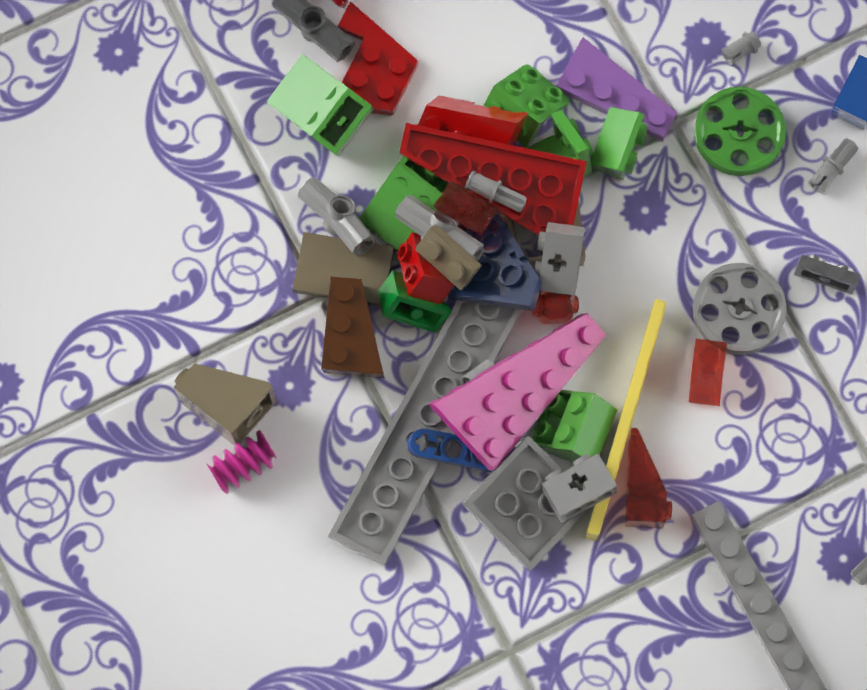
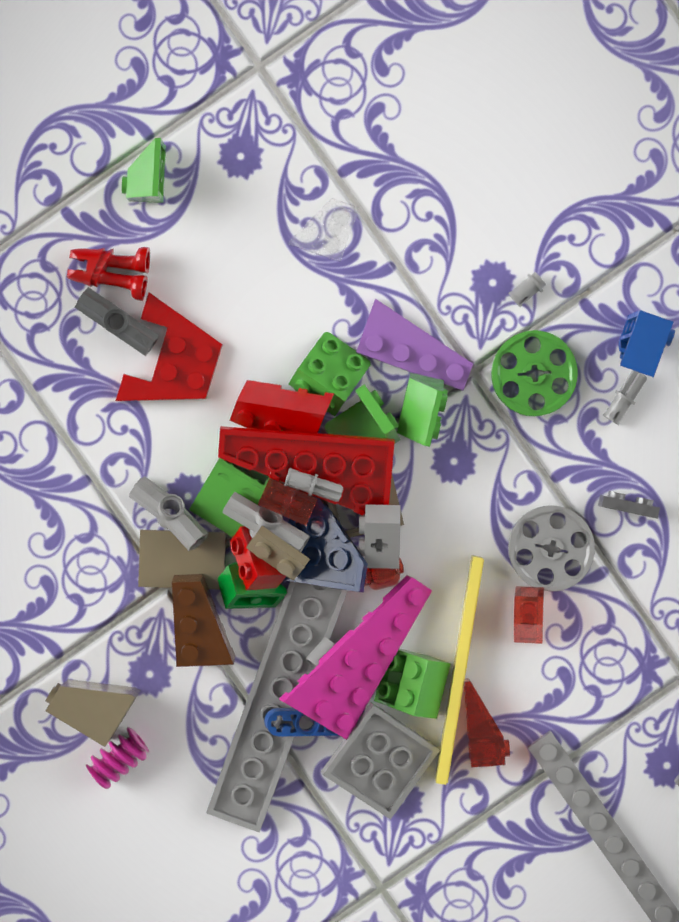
camera: 10 degrees left, 15 degrees up
(320, 105) = (136, 408): slope -> none
(570, 501) = (440, 747): light grey brick -> none

